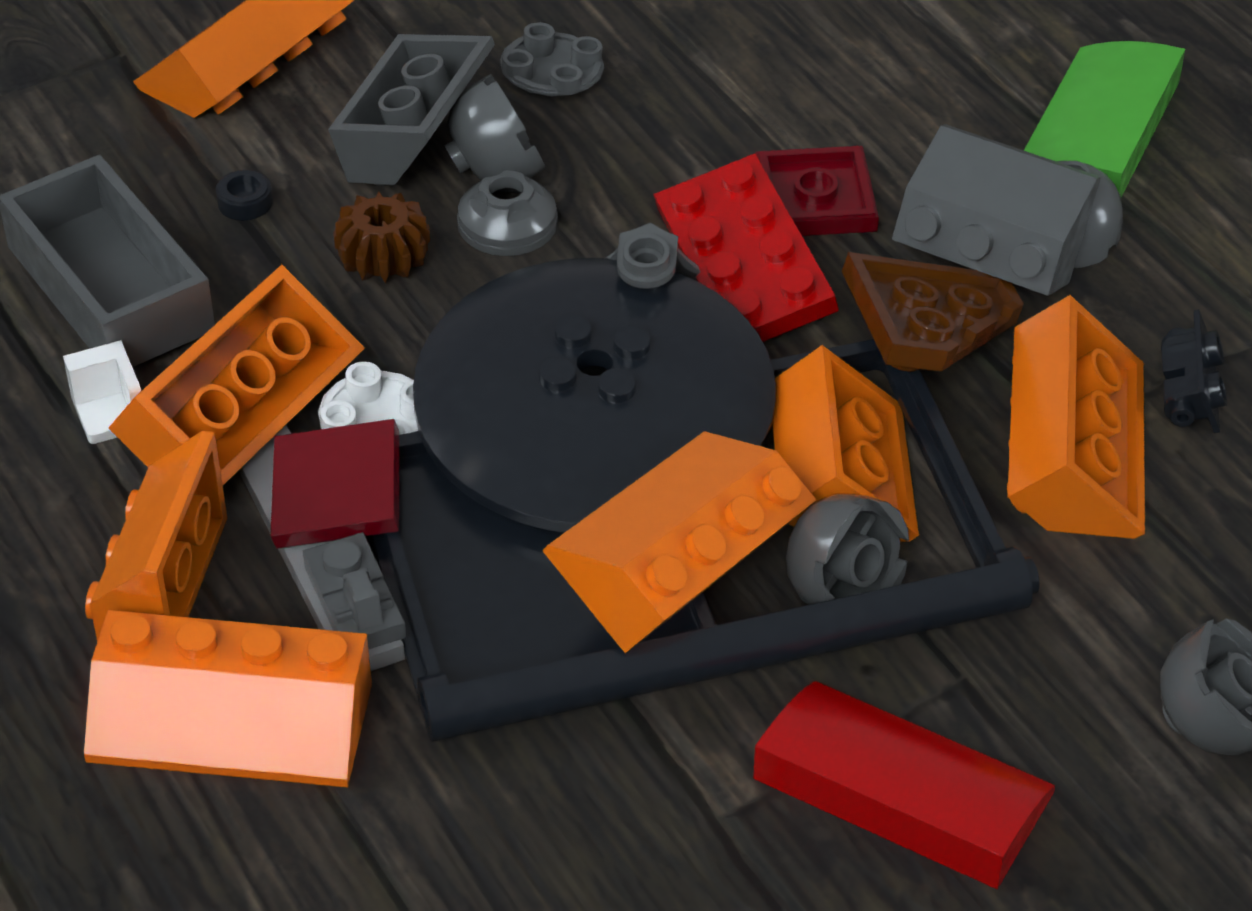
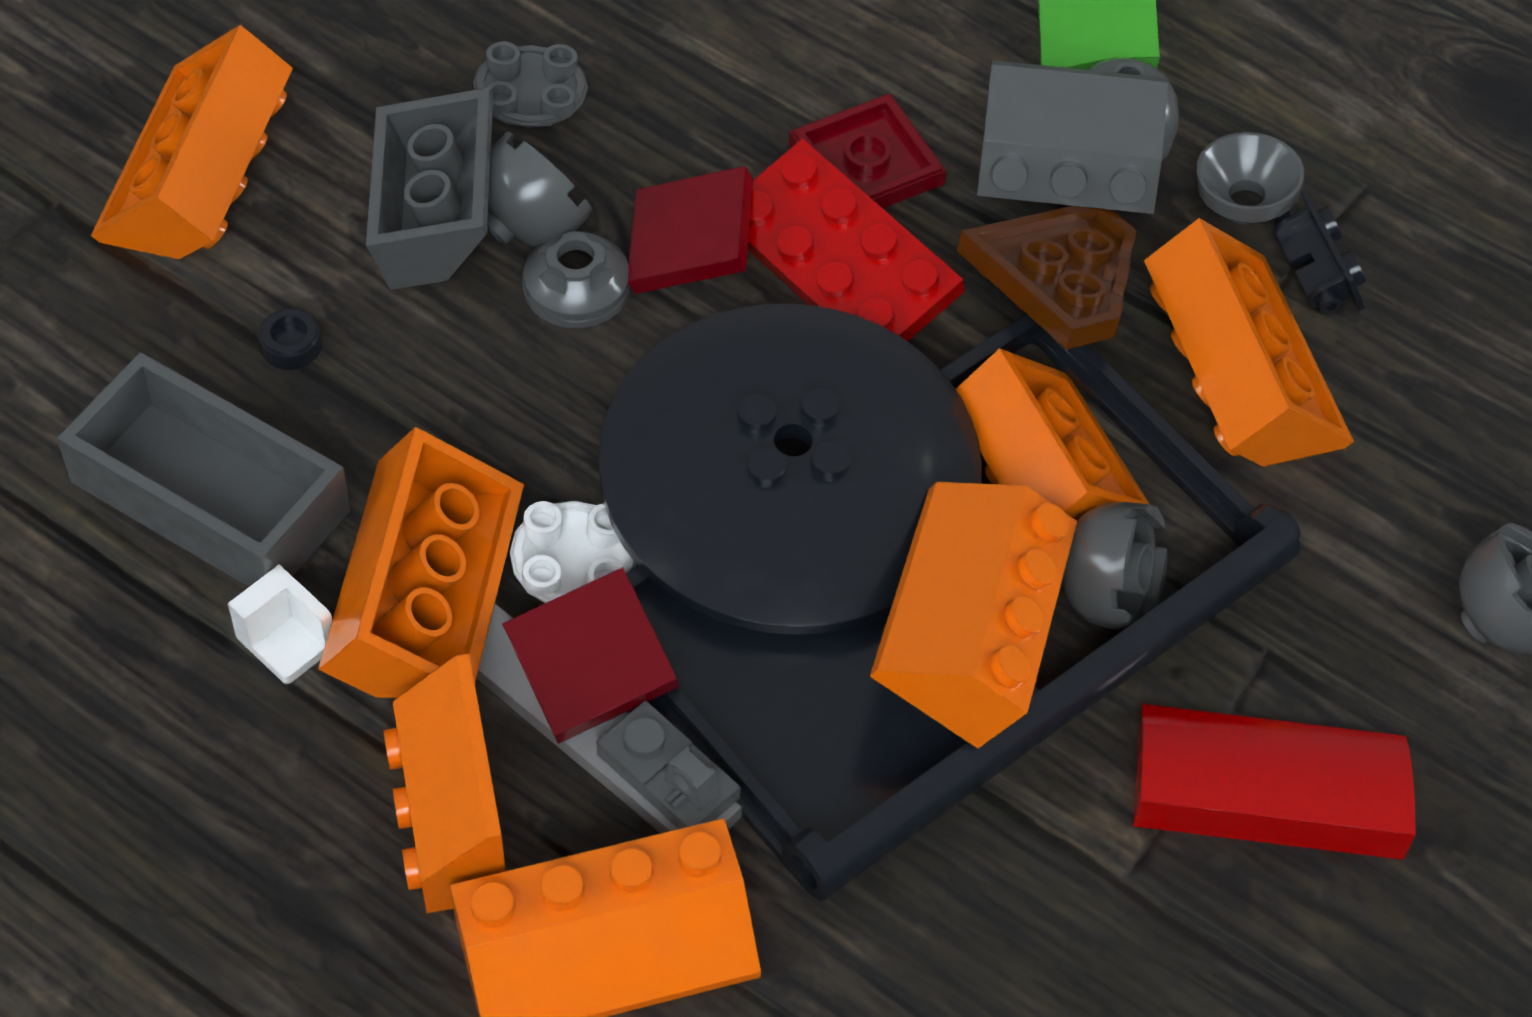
camera: 25 degrees left, 10 degrees up
(381, 236) = (470, 347): reddish brown gear -> none
(619, 198) = (690, 230): none -> dark red tile
(651, 257) = (772, 293): dark grey plant -> none
(1154, 281) = (1249, 164): none -> dark grey piece

